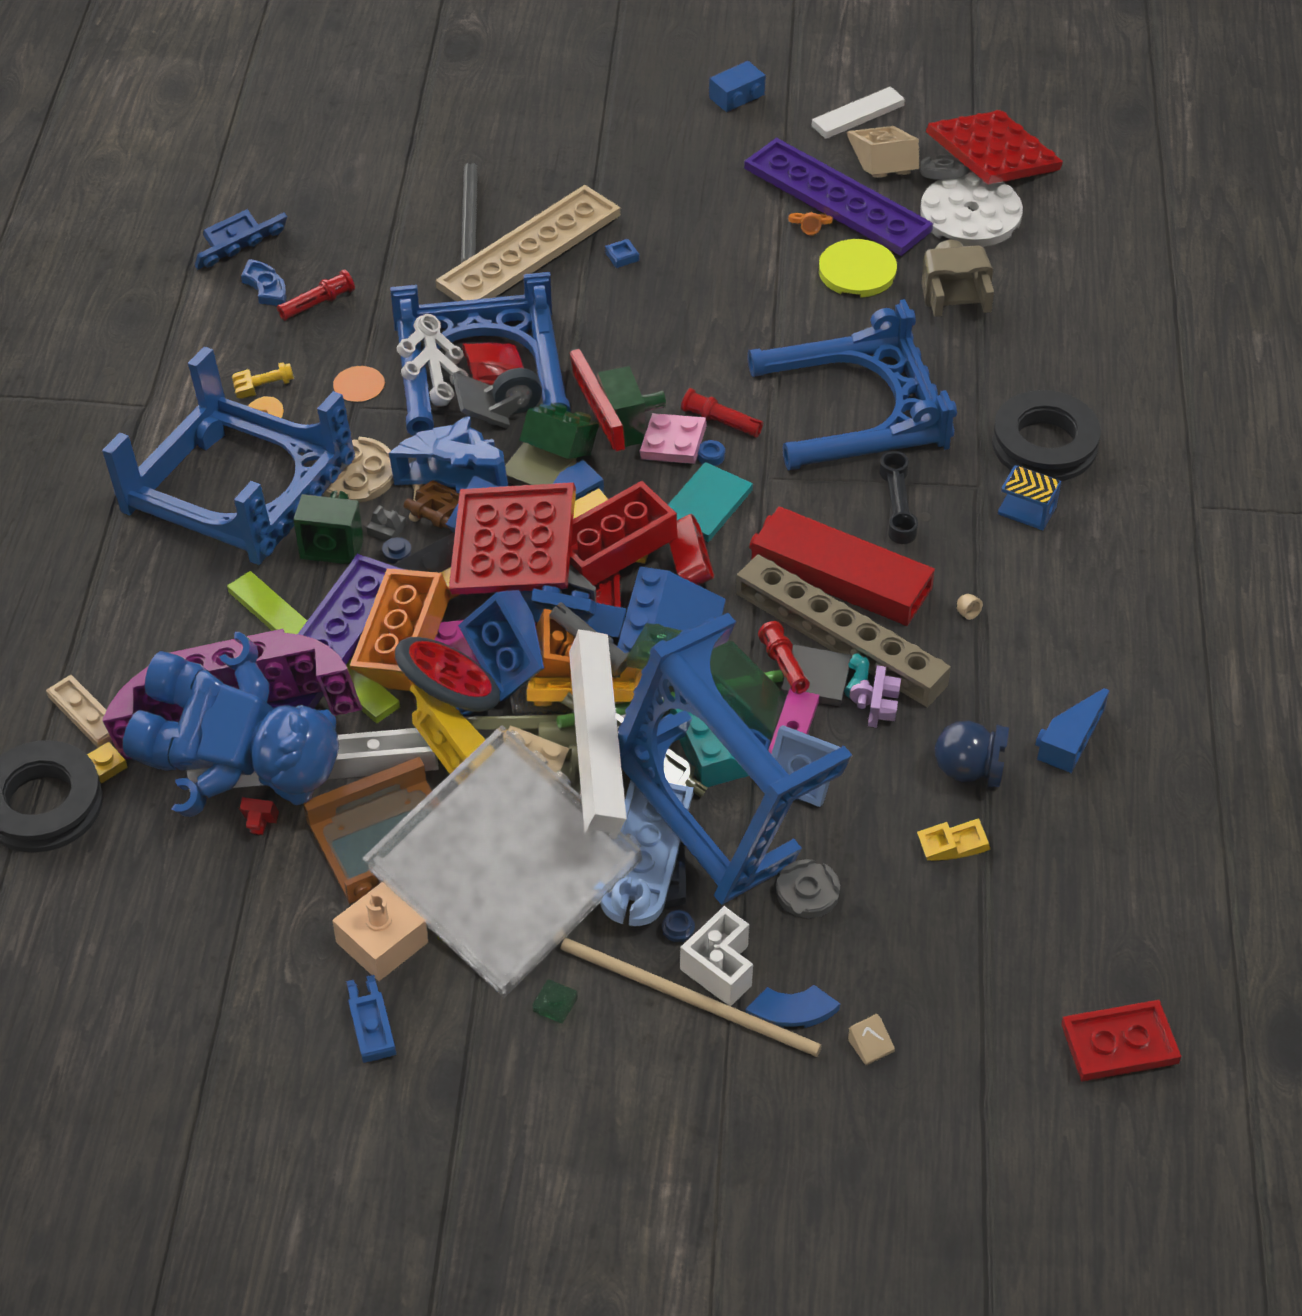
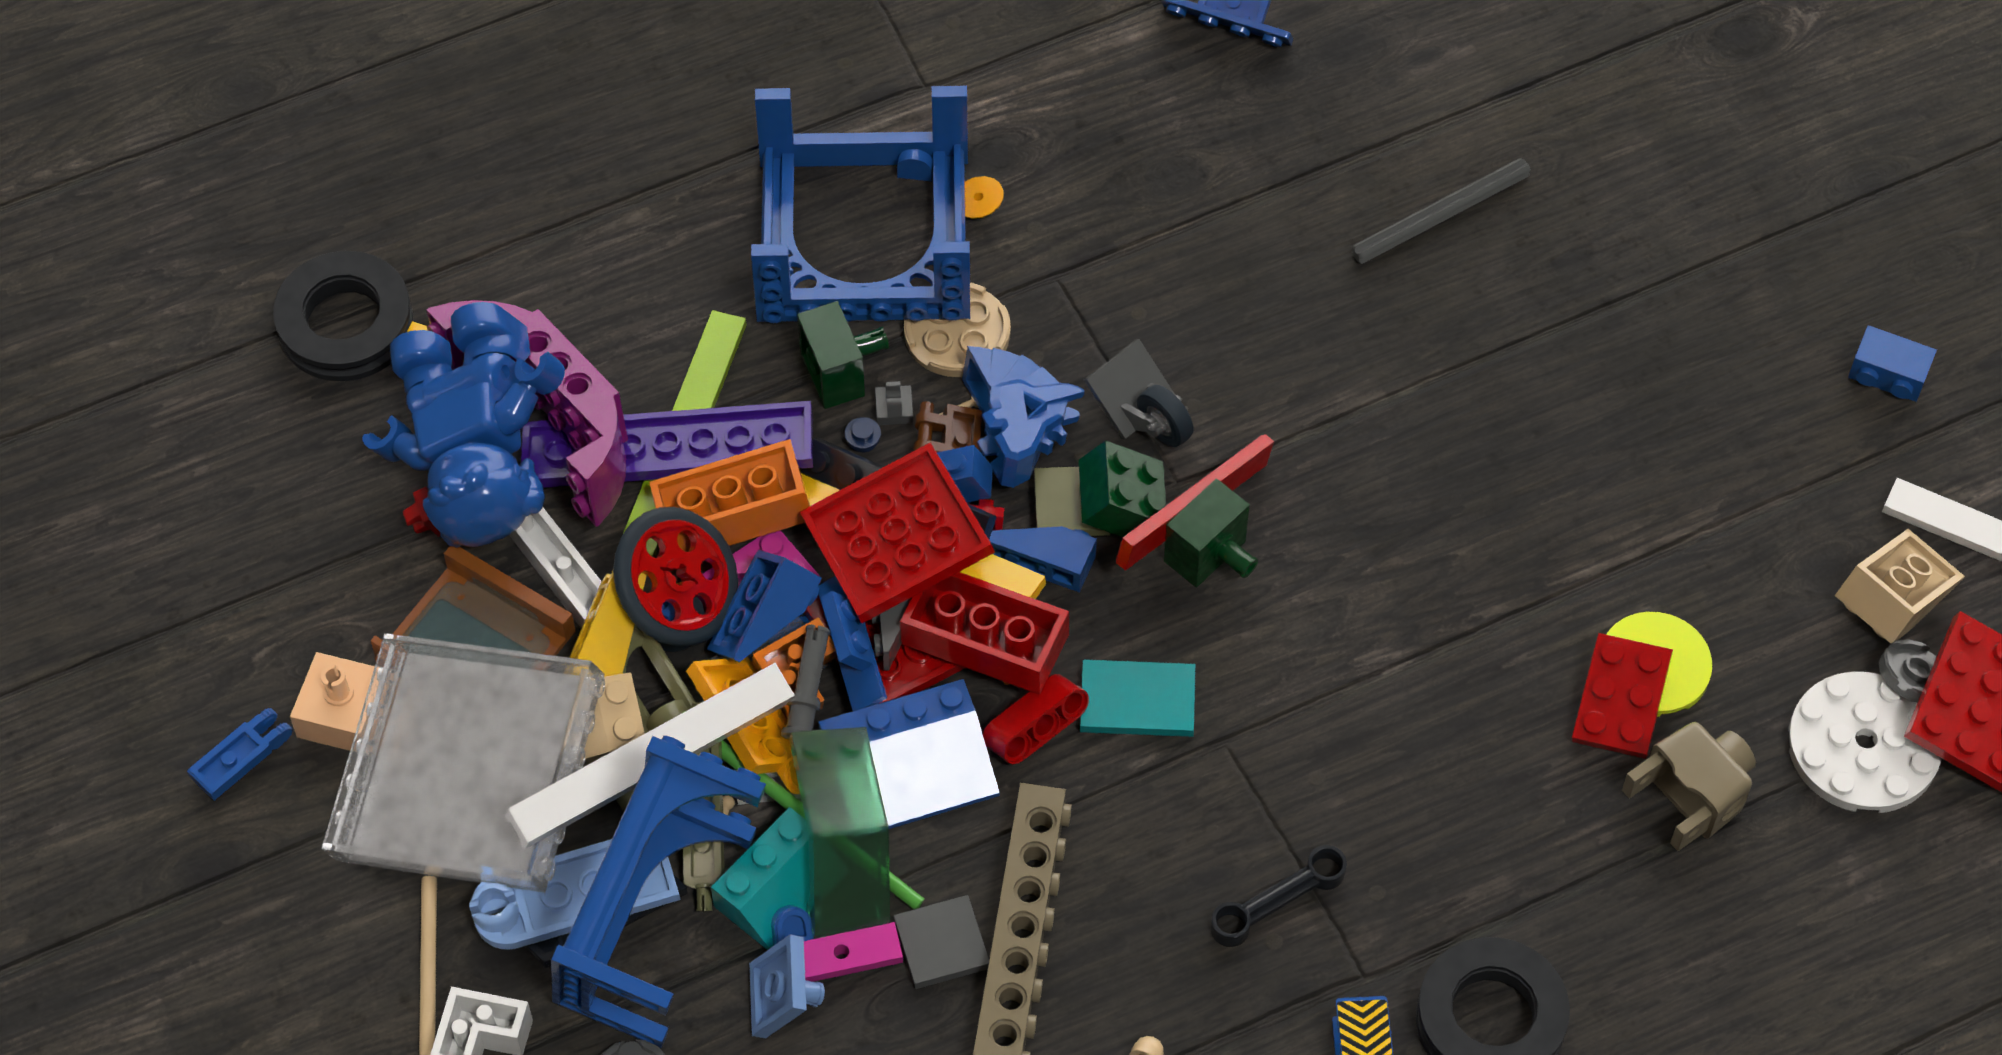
camera: 60 degrees right, 10 degrees up
(80, 709) = (482, 272): tan tile -> none
(245, 383) = (1019, 154): yellow hinge -> none
(265, 280) = (1186, 81): blue tile -> none
(326, 291) = (1208, 144): red pin -> none
(359, 383) = (1093, 258): orange sticker -> none
(428, 328) = (1159, 303): white plant -> none
(478, 319) = (1204, 254): blue arch -> none
(490, 360) = (1203, 369): red slope -> none
(529, 246) = (1427, 300): tan plate -> none
(555, 1001) = (353, 908): clear green plate -> none
(622, 253) = (1493, 399): blue tile -> none
(673, 438) = (1214, 612): bright pink plate -> none
(678, 926) = (508, 976): dark blue plate -> none
(711, 452) = (1221, 663): blue tile -> none
(713, 410) = (1285, 626): red pin -> none
(780, 649) = (945, 883): red pin -> none
(810, 221) = (1701, 570): orange piece -> none
(839, 196) = (1769, 579): dark purple plate -> none
(844, 565) = (1120, 888): red brick -> none
(861, 666) = (963, 988): teal arm -> none
(865, 694) = (938, 1014): lavender hips -> none
(871, 282) = (1622, 695): none -> red plate
(887, 337) = (1416, 878): blue arch -> none

